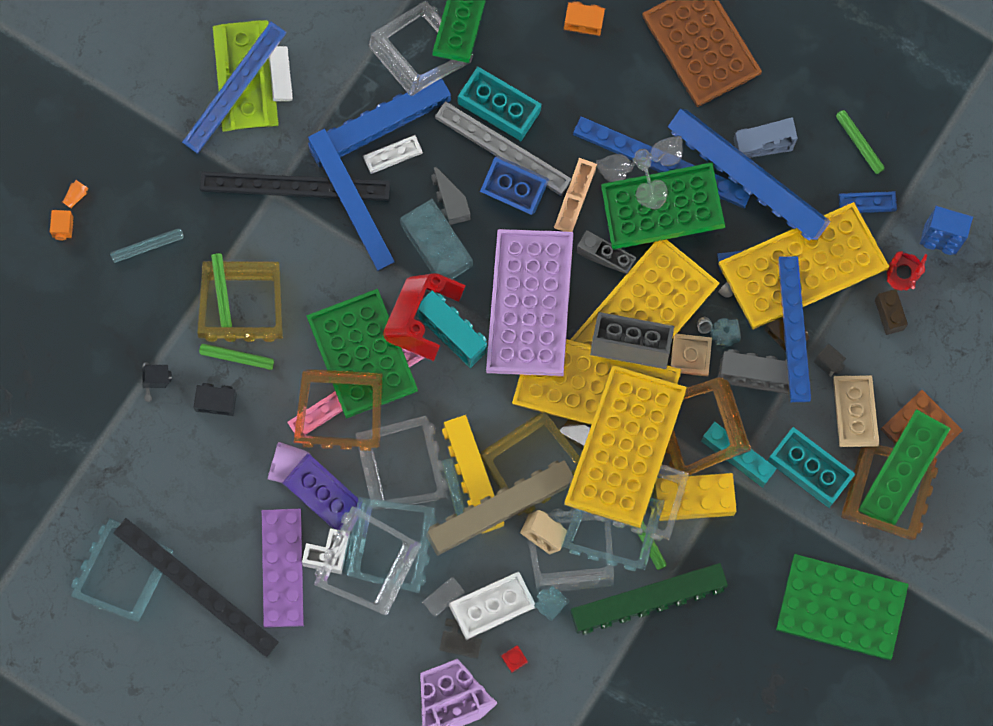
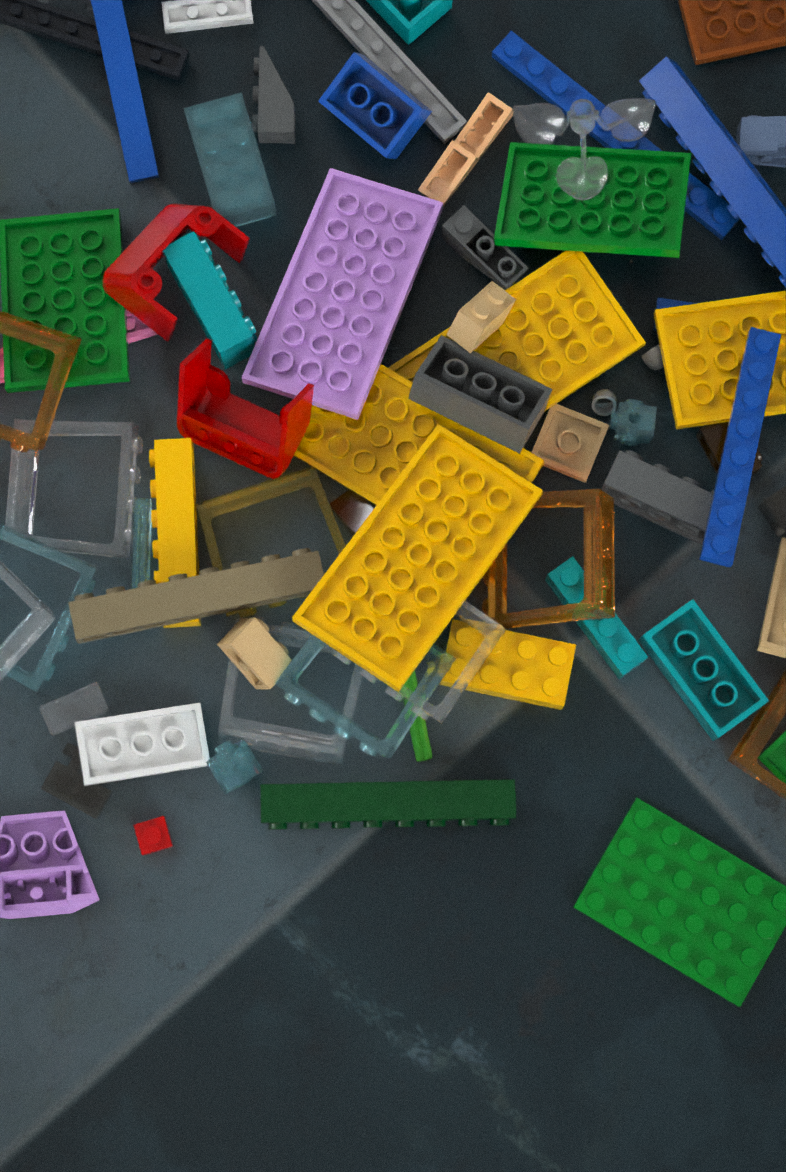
camera: 20 degrees right, 5 degrees up
(490, 400) = (234, 425): none -> red windscreen
(619, 294) = (481, 317): none -> tan brick

